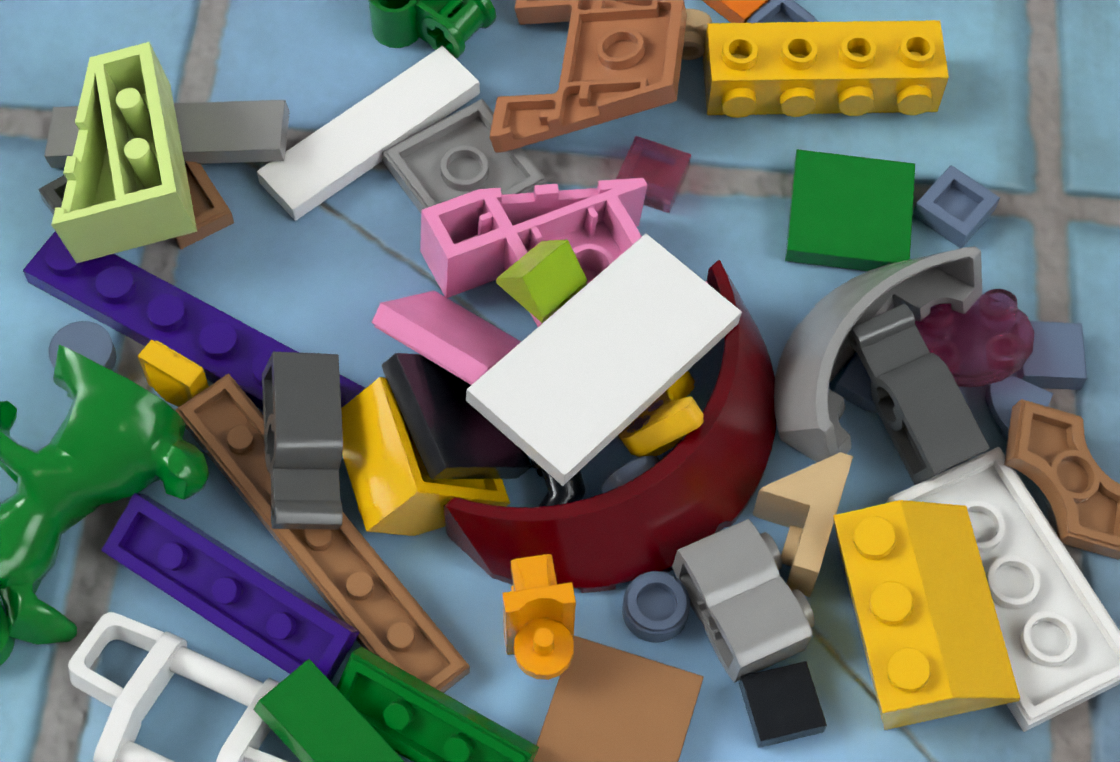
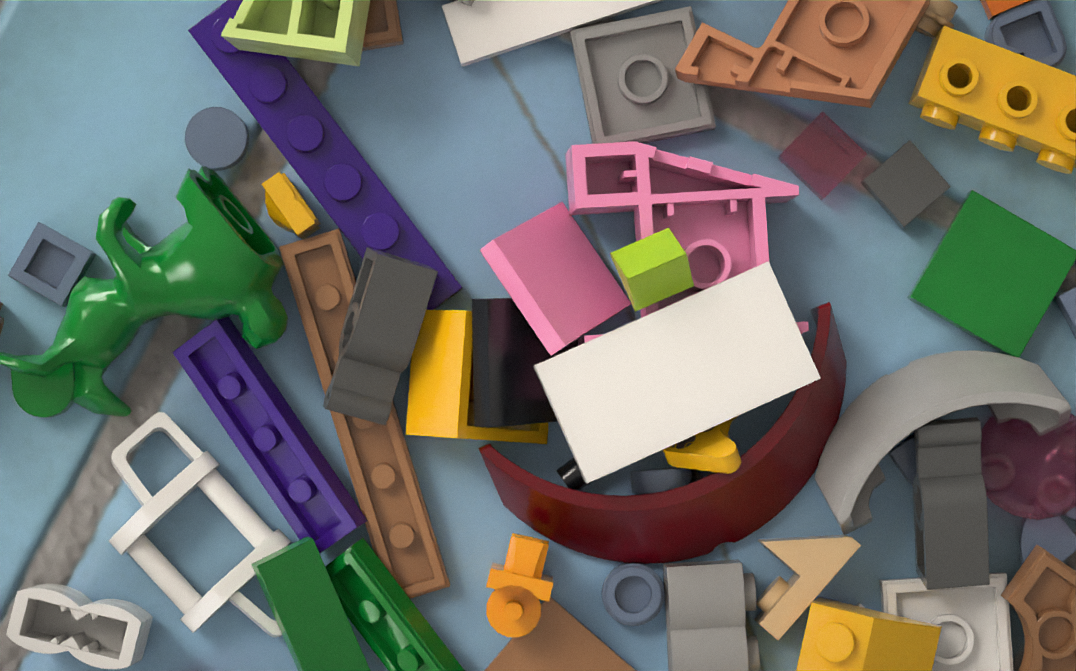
camera: 25 degrees right, 25 degrees up
(736, 170) = (905, 184): none -> dark grey tile

